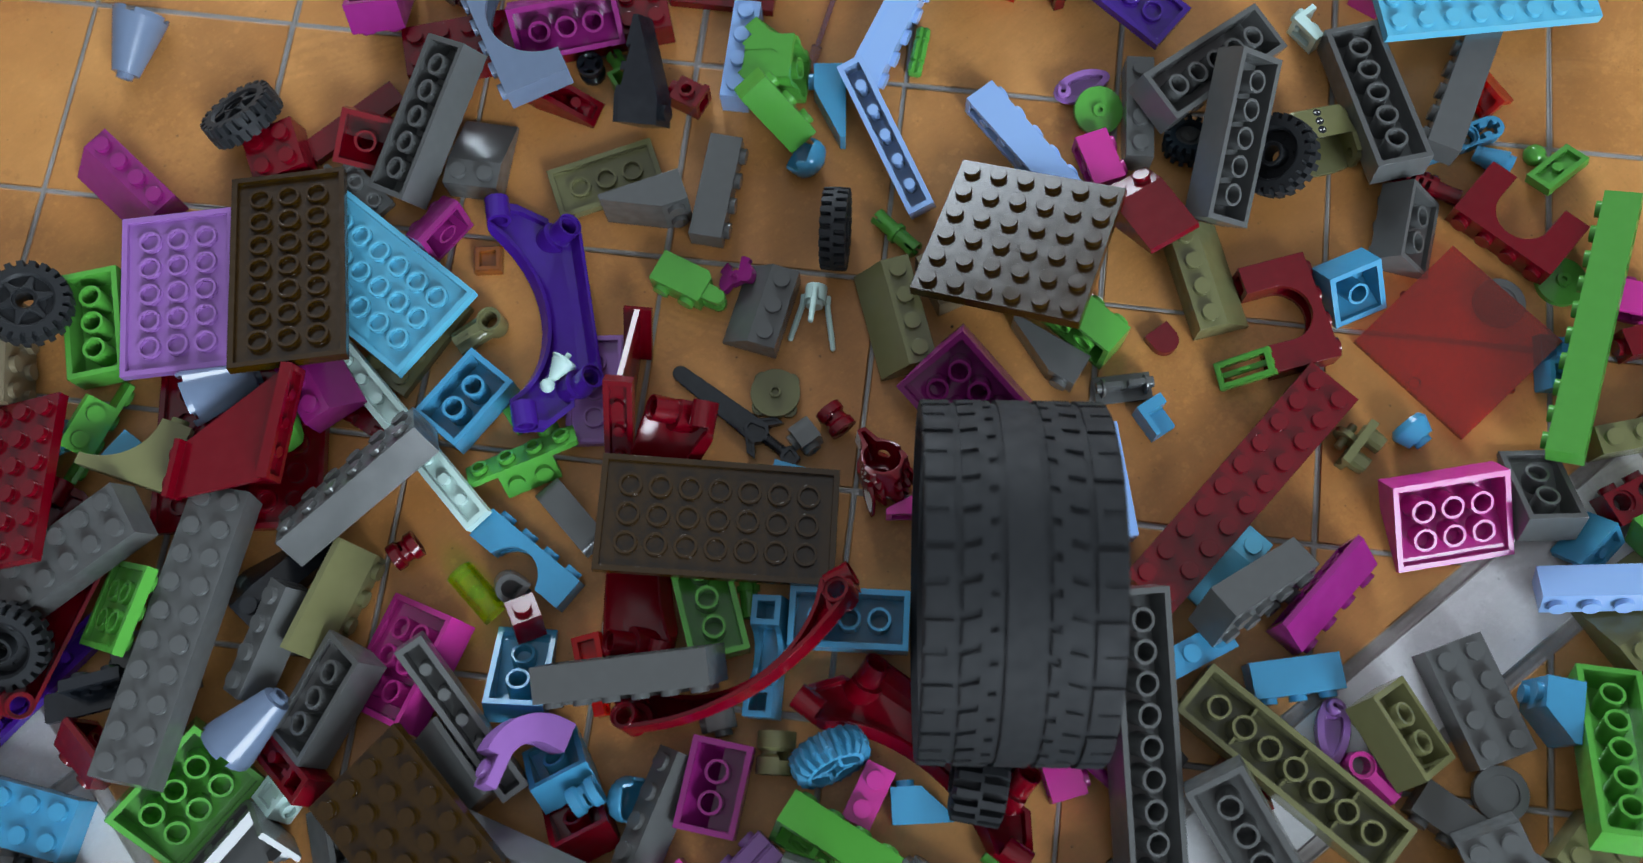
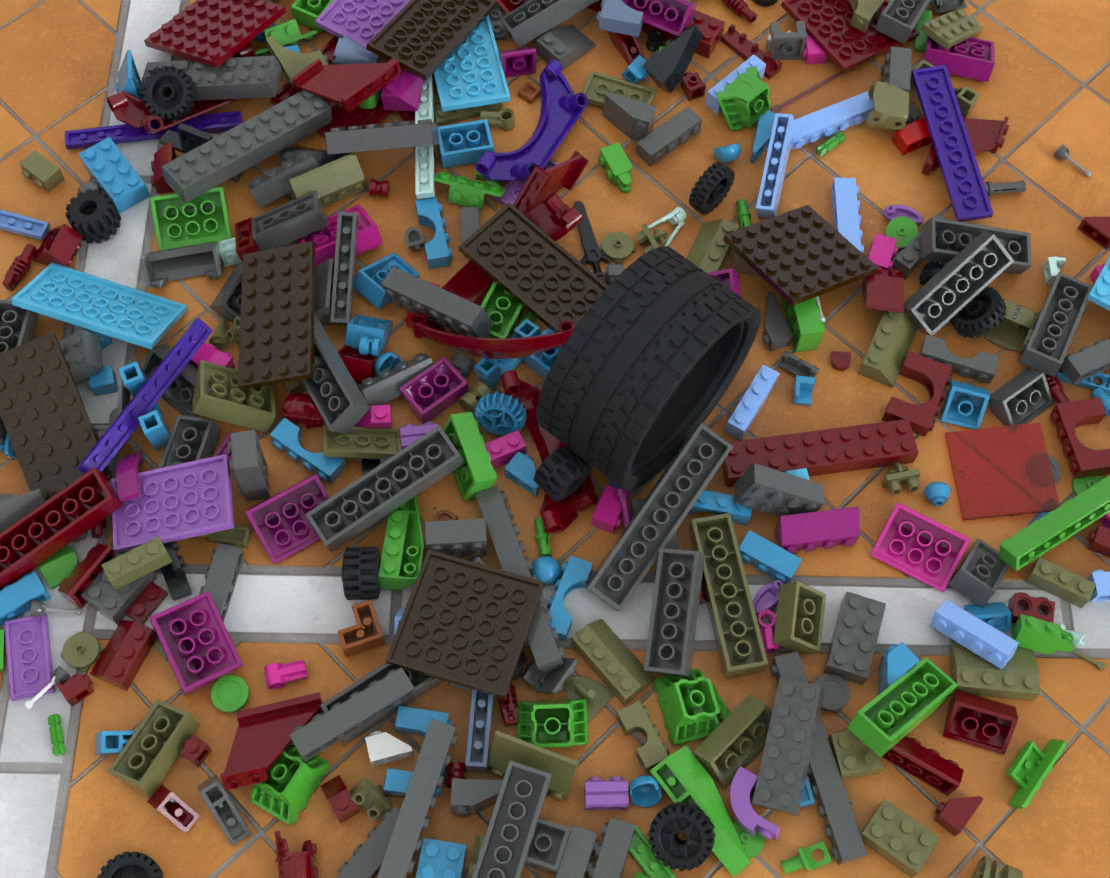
camera: 30 degrees right, 10 degrees down
(119, 608) = (233, 114): bright green plate -> none
(245, 729) = (243, 206): sand blue cone -> none
(476, 592) = (396, 230): clear neon green brick -> none
(525, 618) = (409, 254): dark red brick -> none
(540, 730) = (366, 293): medium lavender arch -> none
(559, 367) = (521, 157): light aqua piece -> none
(601, 130) = (635, 71): none -> dark azure brick
(733, 279) = (643, 180): magenta piece -> none
(763, 310) = (645, 205): dark grey slope -> none
(776, 109) = (729, 115): bright green brick -> none
(800, 353) = (646, 236): none -> olive hips
(1269, 361) = (870, 403): bright green tile -> none
(1328, 222) = (980, 367): none -> dark grey arch

